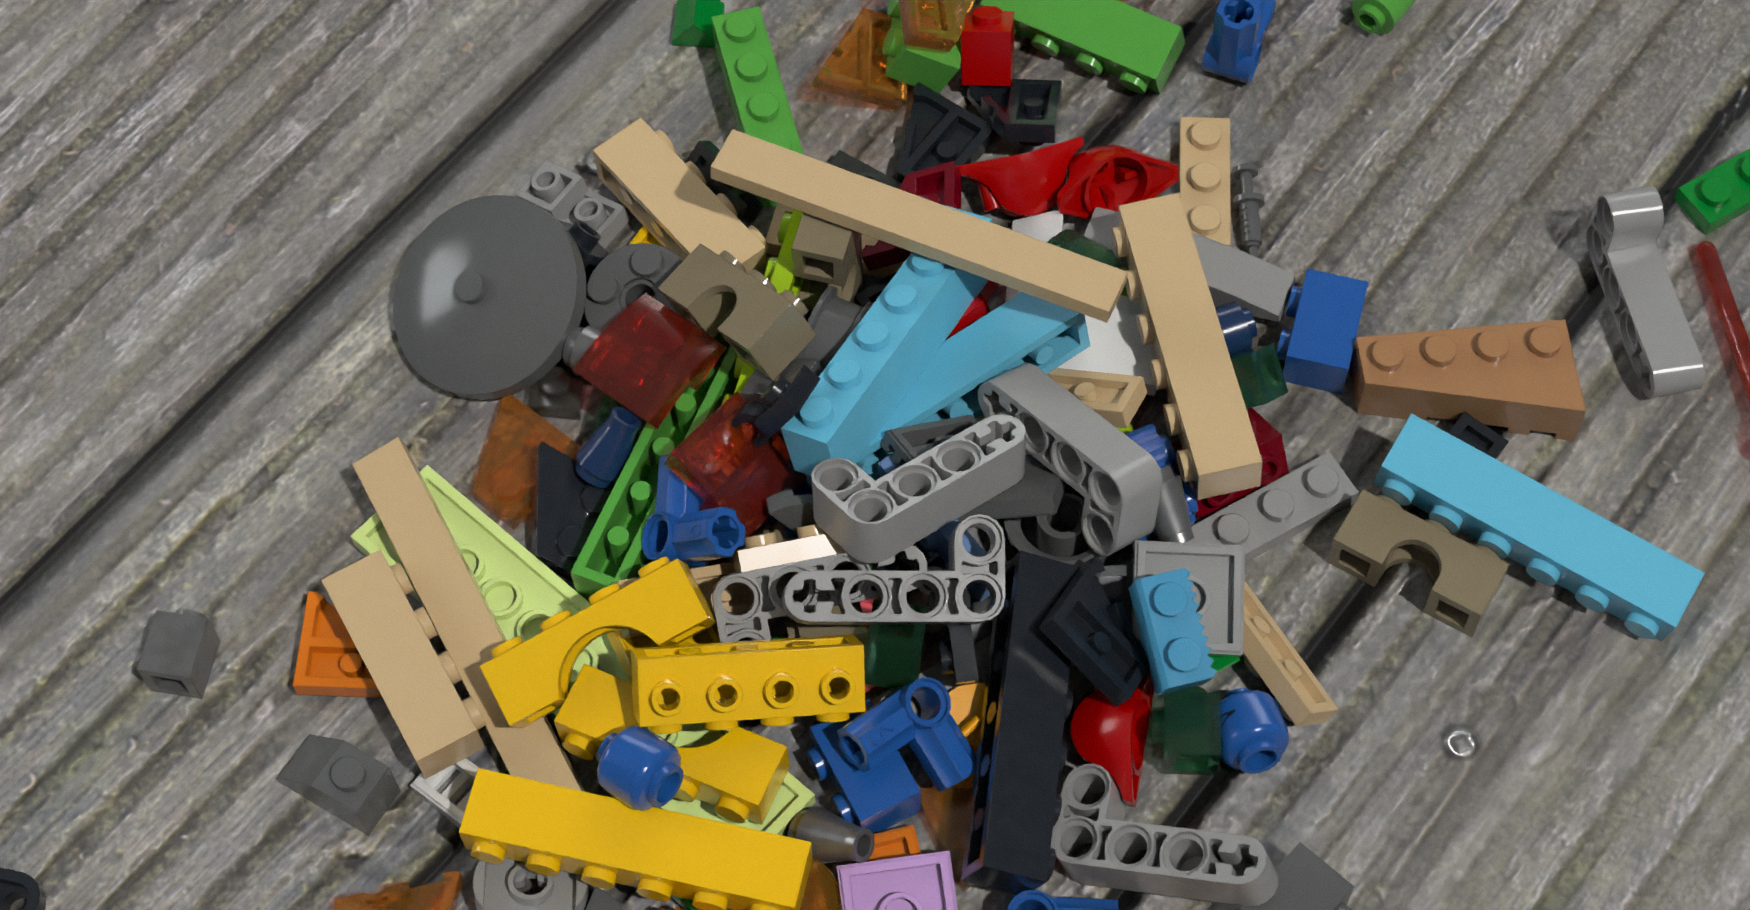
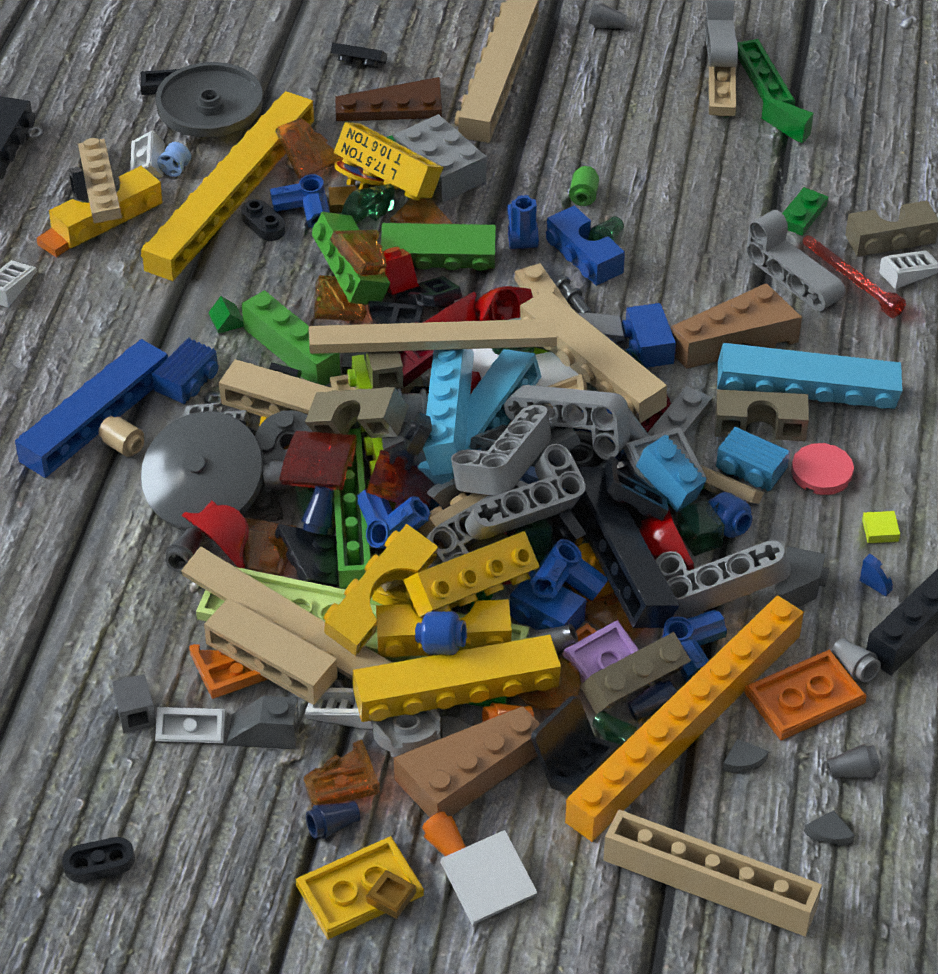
camera: 30 degrees left, 15 degrees down
(244, 724) = (190, 725): none -> white slope
(400, 416) = (183, 549): none -> flat silver cone
(411, 108) = (80, 415): none -> blue brick
(423, 176) = (121, 436): none -> tan brick
(460, 415) = (225, 527): none -> red hat
(578, 99) = (185, 371): none -> blue brick
(1322, 149) = (595, 259): none -> blue arch
(1352, 641) = (752, 459): none -> dark azure brick
(1366, 105) = (608, 228): none -> clear green cone
(1464, 706) = (822, 468): none -> coral tile
(1495, 863) = (881, 527): none -> neon yellow tile

